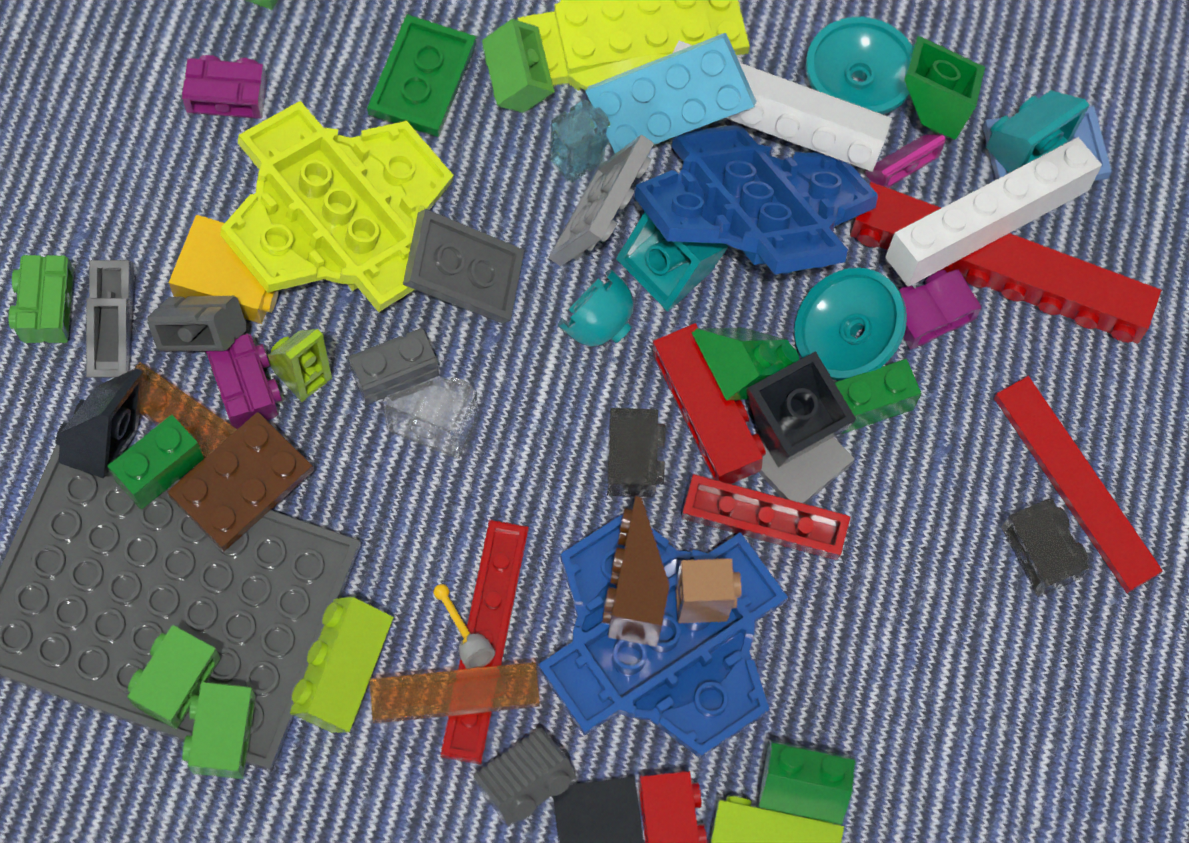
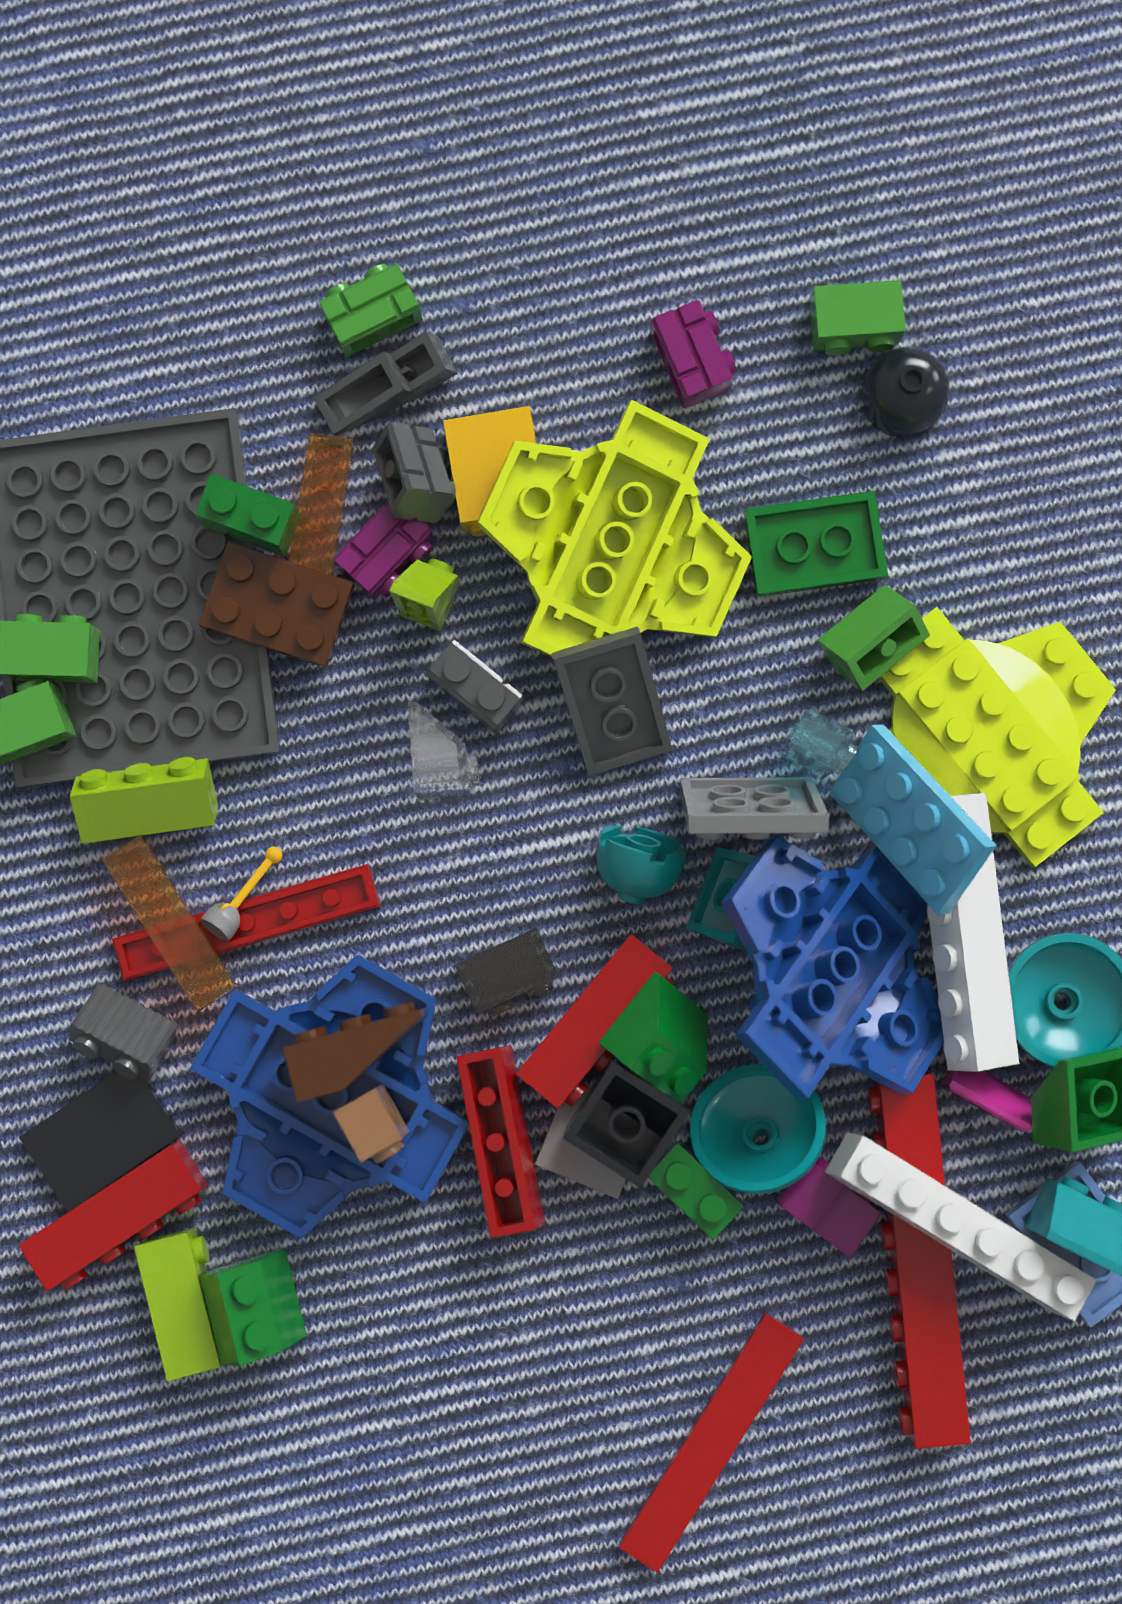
camera: 70 degrees right, 15 degrees up
(102, 425) = (260, 441): black slope -> none
(1045, 546) = (620, 1441): clear smoke brick -> none

